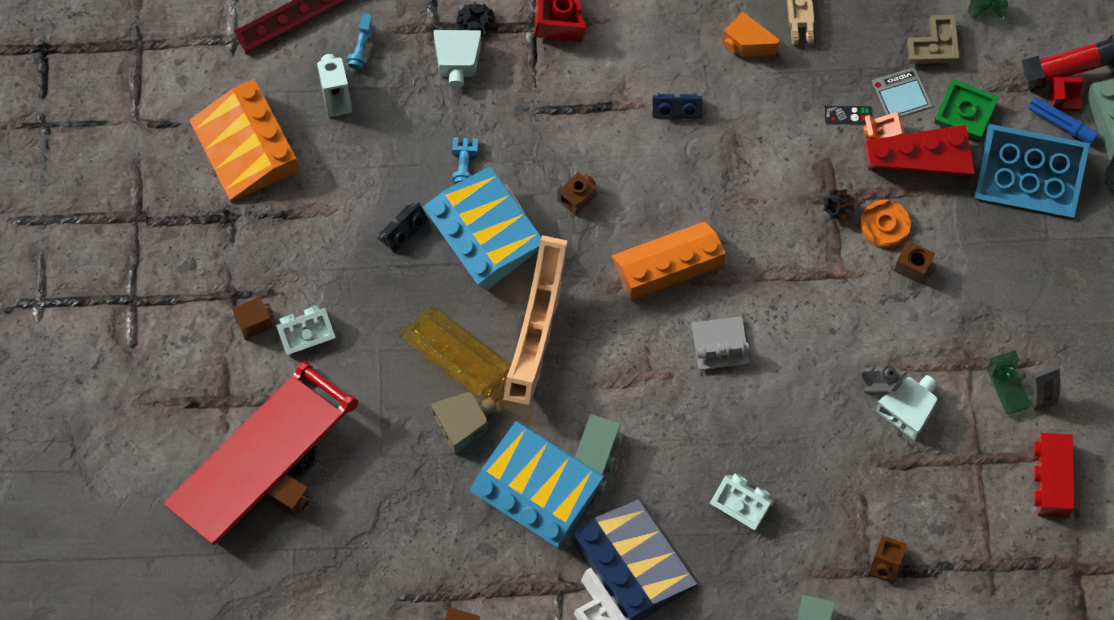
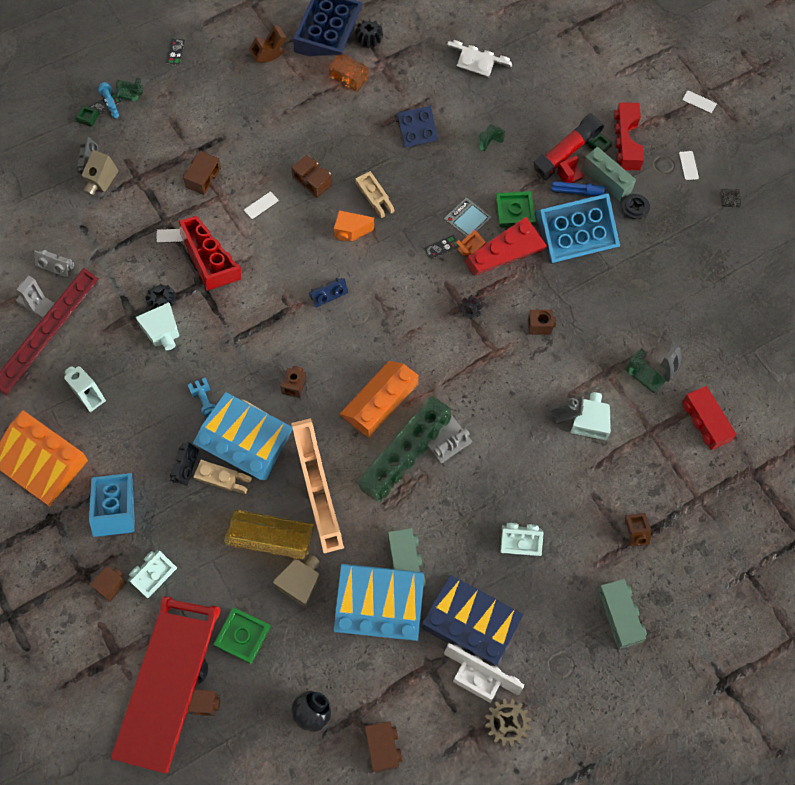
camera: 30 degrees left, 0 degrees up
(299, 233) = (112, 505): none -> dark azure slope
(356, 60) = (90, 362): dark azure hinge -> none
(368, 446) = (242, 635): none -> green plate
(400, 561) = (311, 711): none -> black plant
(436, 261) = (221, 477): none -> tan hinge
(672, 321) = (406, 438): none -> clear green brick
(885, 224) = (506, 306): orange tile -> none
(940, 47) = (475, 176): dark tan plate -> none

